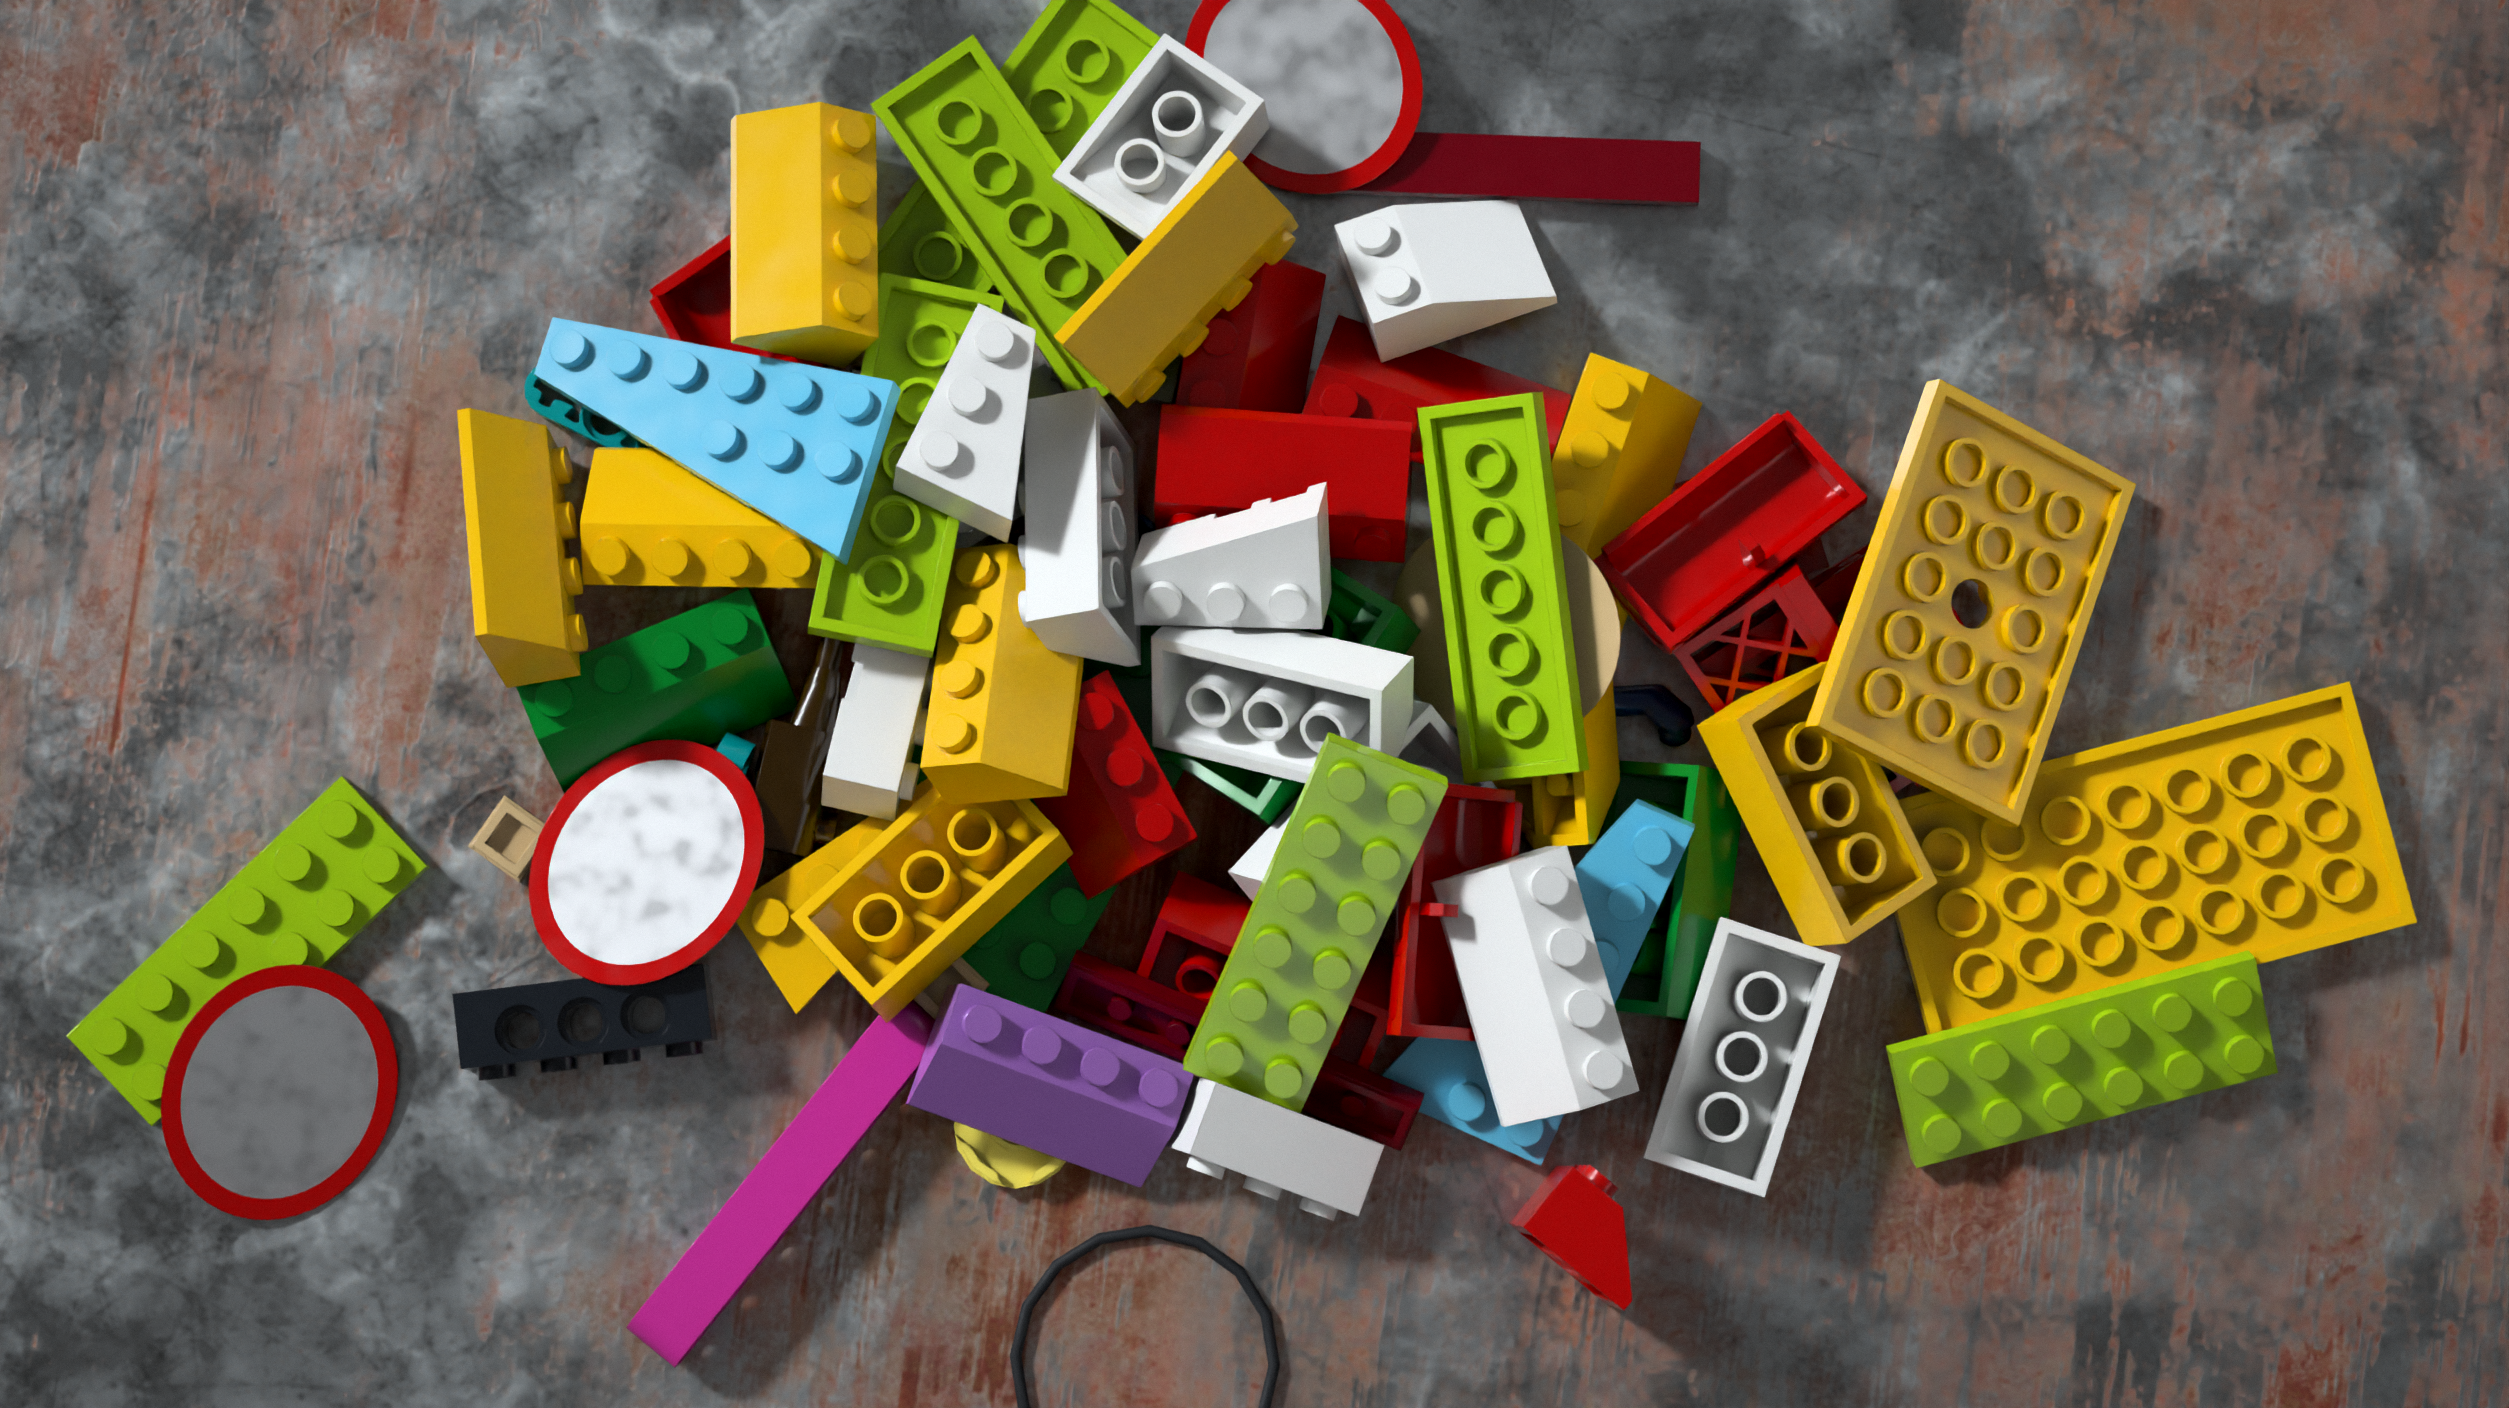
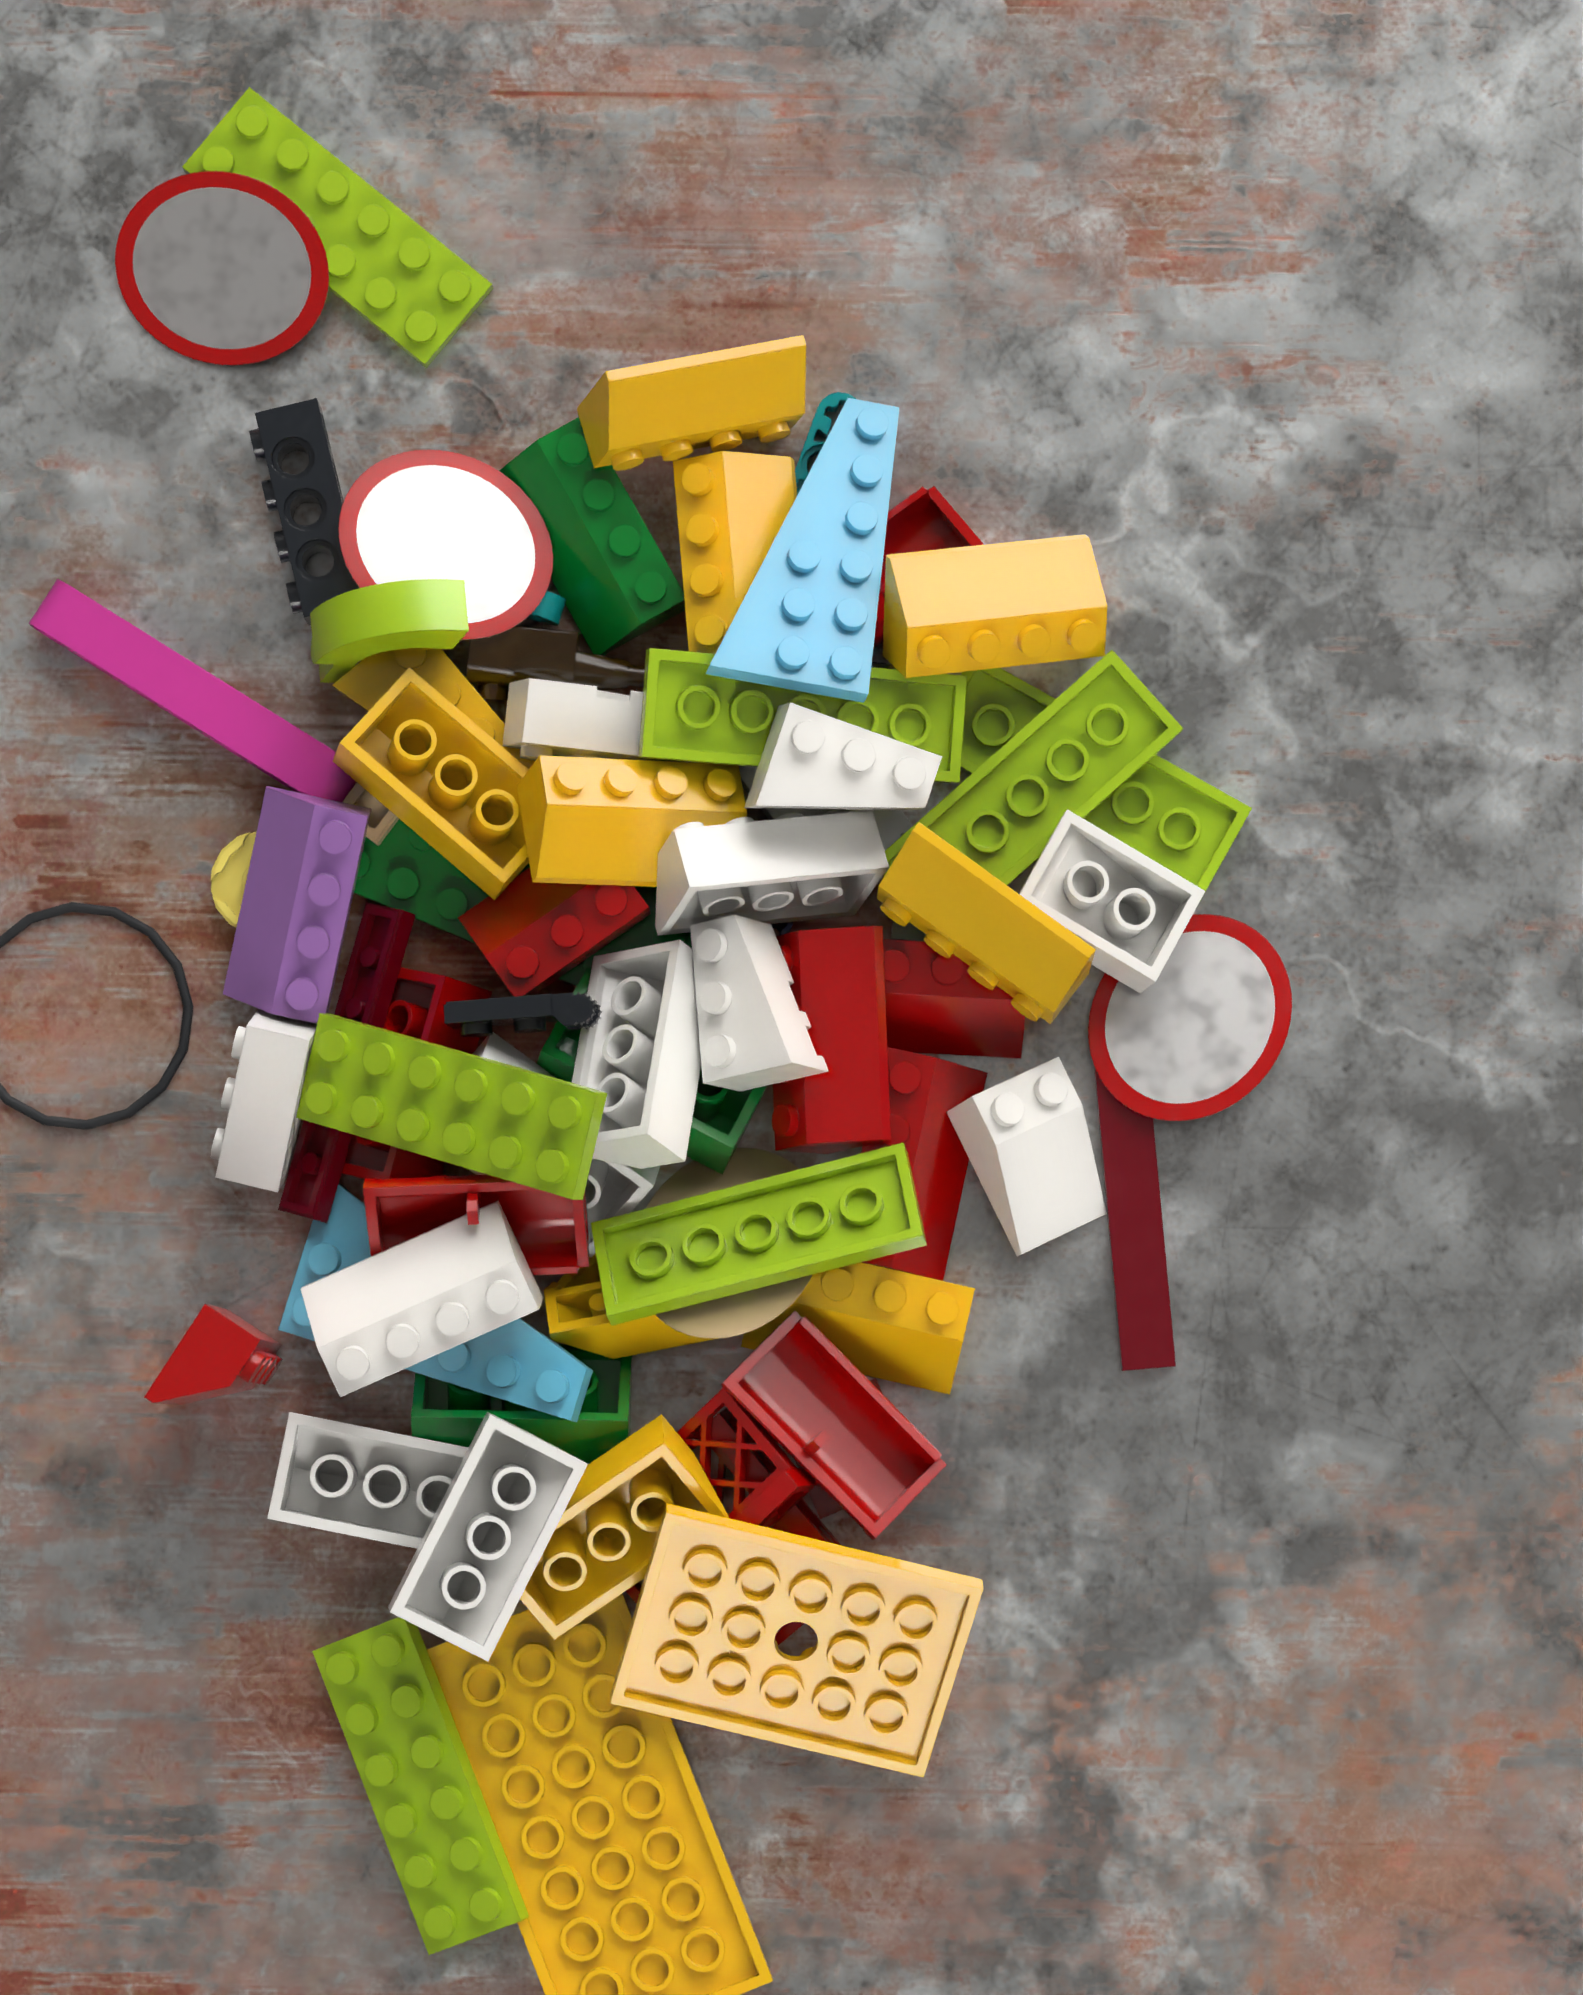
camera: 90 degrees right, 0 degrees up
(509, 838) = (456, 429): tan tile -> none
(730, 938) = (386, 619): none -> lime arch
(1215, 826) = (525, 1013): none -> black hinge
(1660, 707) = (681, 1387): dark blue arm -> none
(1819, 939) = (487, 1536): none -> white slope

